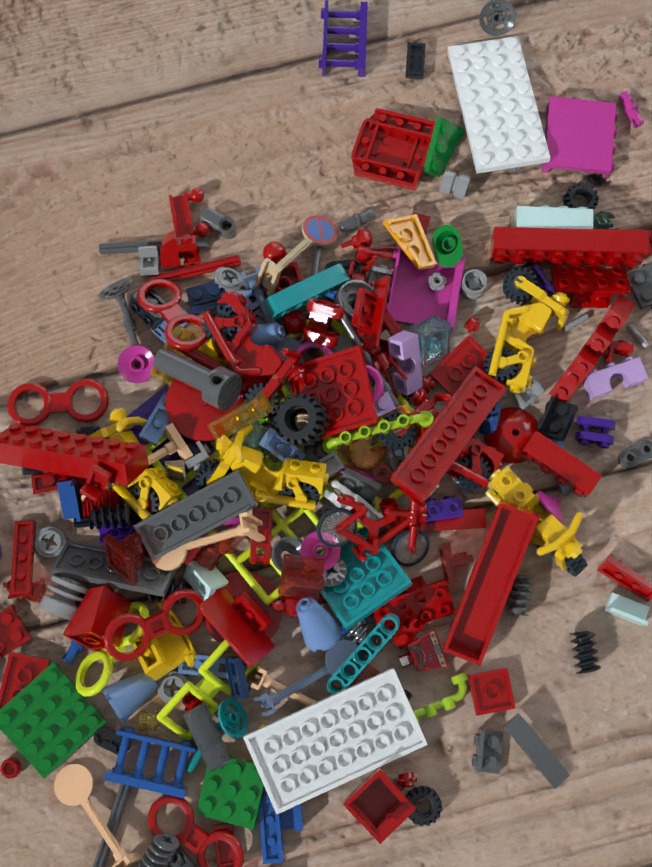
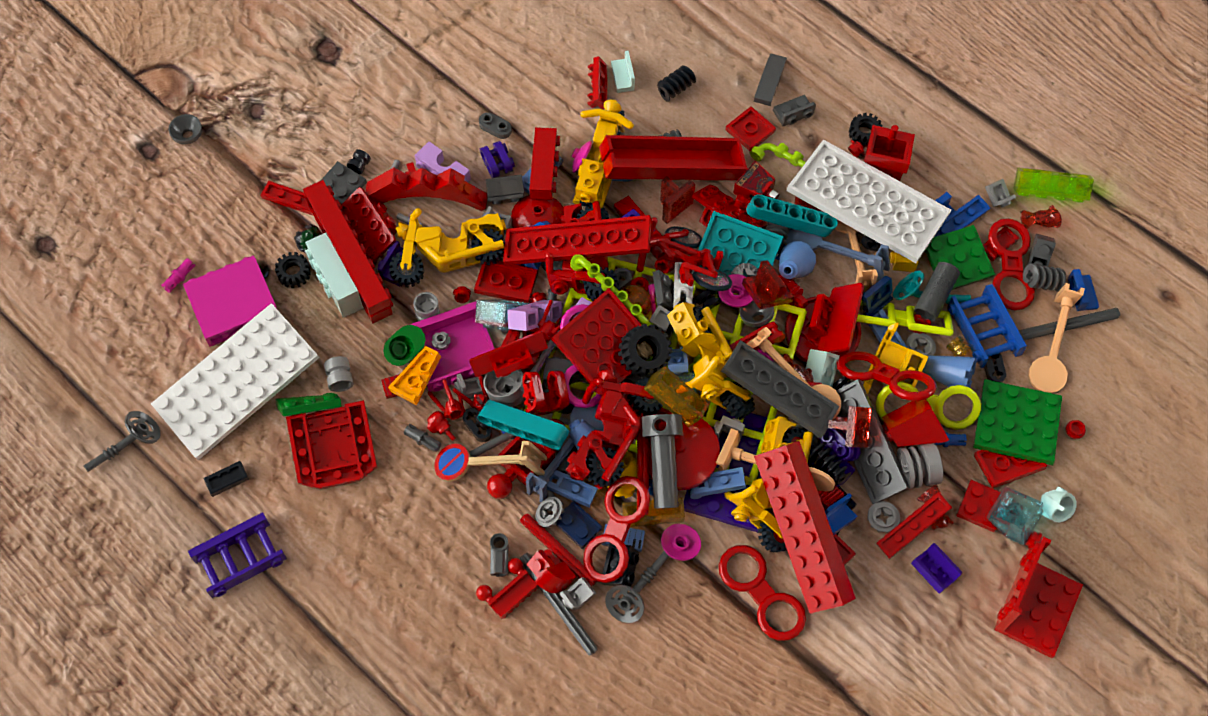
camera: 125 degrees left, 15 degrees down
(96, 483) = (816, 466): red bracket -> none
(176, 470) = (752, 436): slope -> none

